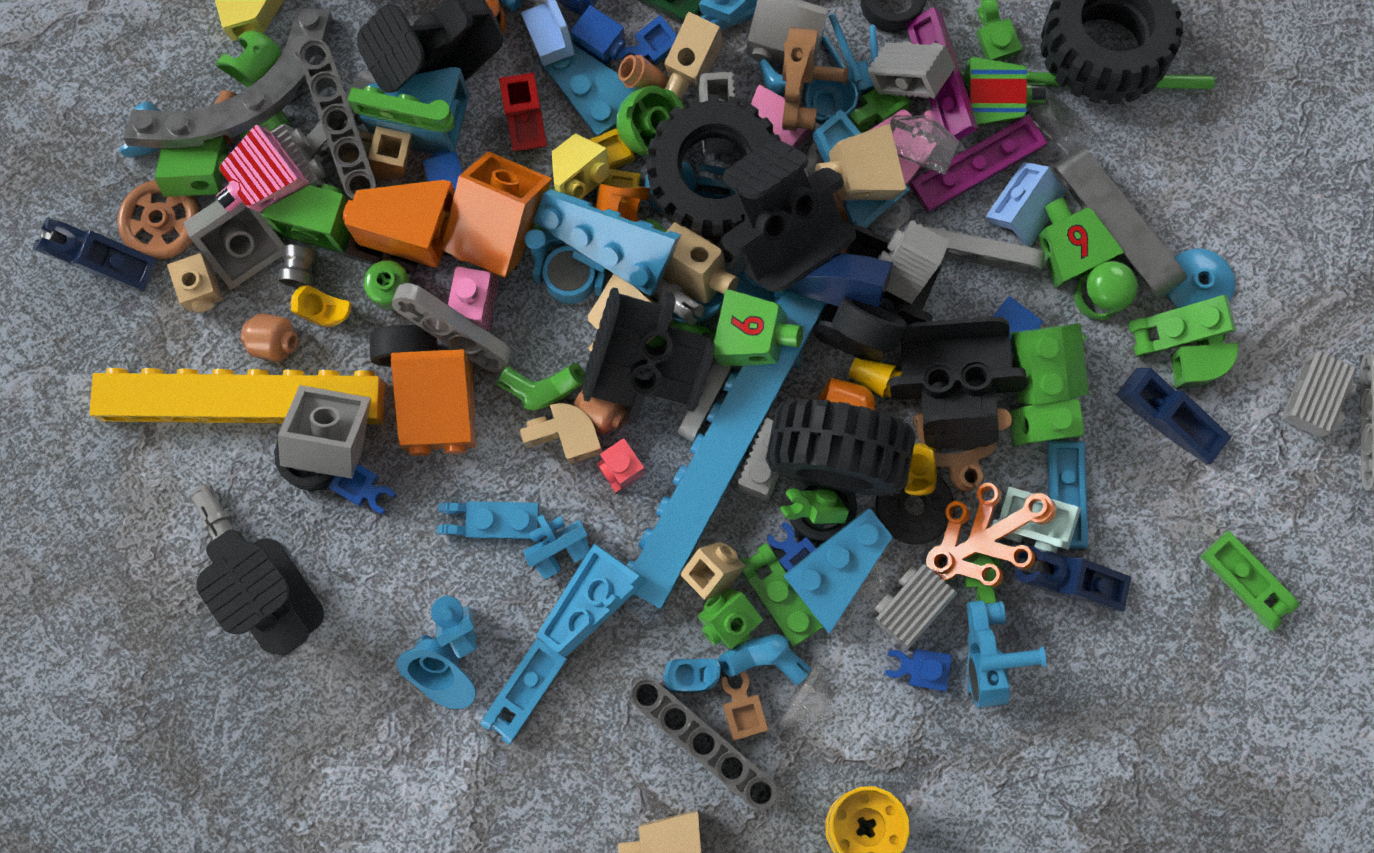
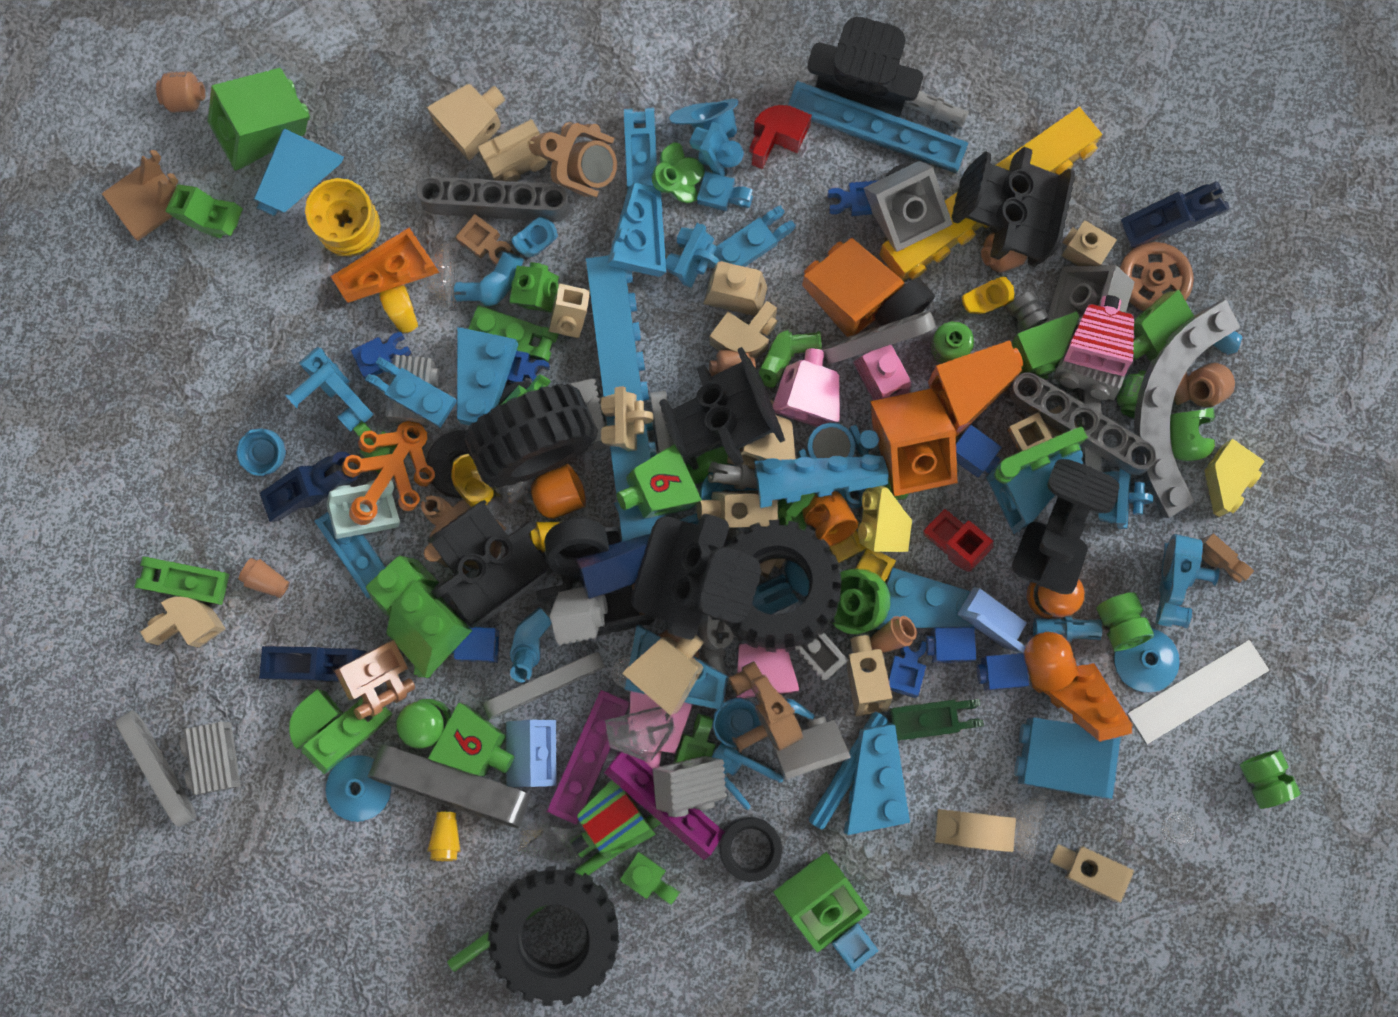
camera: 145 degrees right, 0 degrees up
(197, 87) = (1210, 384): none -> nougat head
(211, 359) = (1035, 208): none -> black piece
(286, 546) = (879, 127): none -> dark azure tile
(345, 62) = (1138, 498): none -> dark azure hips
(374, 610) = (779, 126): none -> red brick
(483, 592) = (719, 191): none -> dark azure plate
(509, 636) = (681, 173): none -> bright green plate
(544, 480) = (736, 288): none -> tan torso
(549, 334) = (809, 391): none -> bright pink torso
(592, 719) = (585, 163): none -> medium nougat piece
(620, 465) = (688, 339): coral brick -> none
(649, 776) = (510, 155): none -> tan brick
(750, 403) = (628, 419): none -> tan hips
(857, 749) = (385, 267): none -> orange wing
(869, 705) = (399, 308): none -> yellow hair
(917, 591) = (414, 393): none -> dark azure hinge
(969, 292) = (526, 644): none -> dark azure arm
(1098, 648) = (261, 452): none -> dark azure hair
(1126, 362) = (371, 670): none -> nougat plate
(1151, 183) = (444, 838): none -> yellow cone
(1170, 526) = (262, 578): none -> nougat cone
(1262, 534) = (188, 616): none -> tan brick

